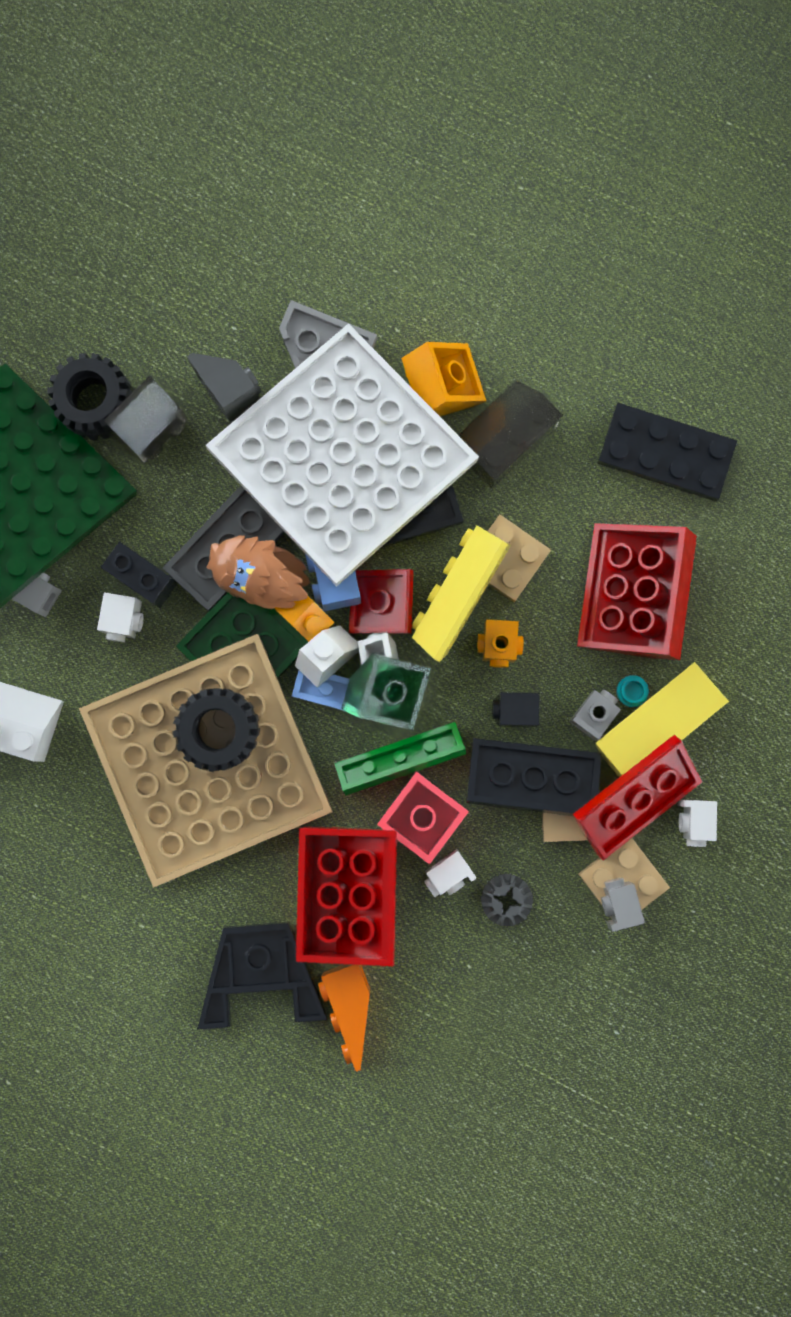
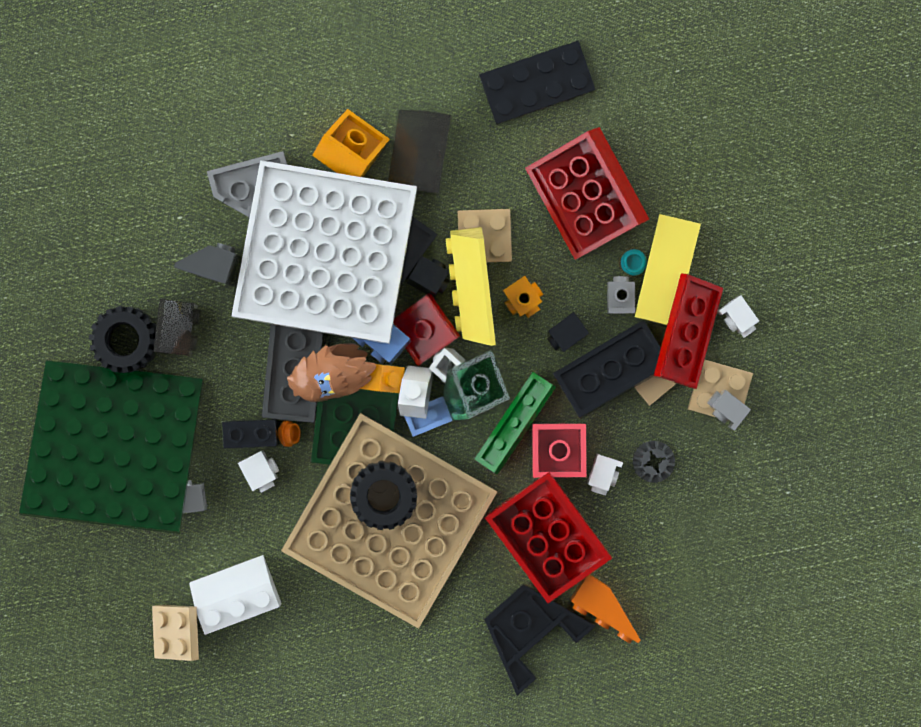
camera: 50 degrees left, 5 degrees up
(176, 603) = (289, 433): none -> orange plate
(424, 555) = (429, 277): none -> black brick

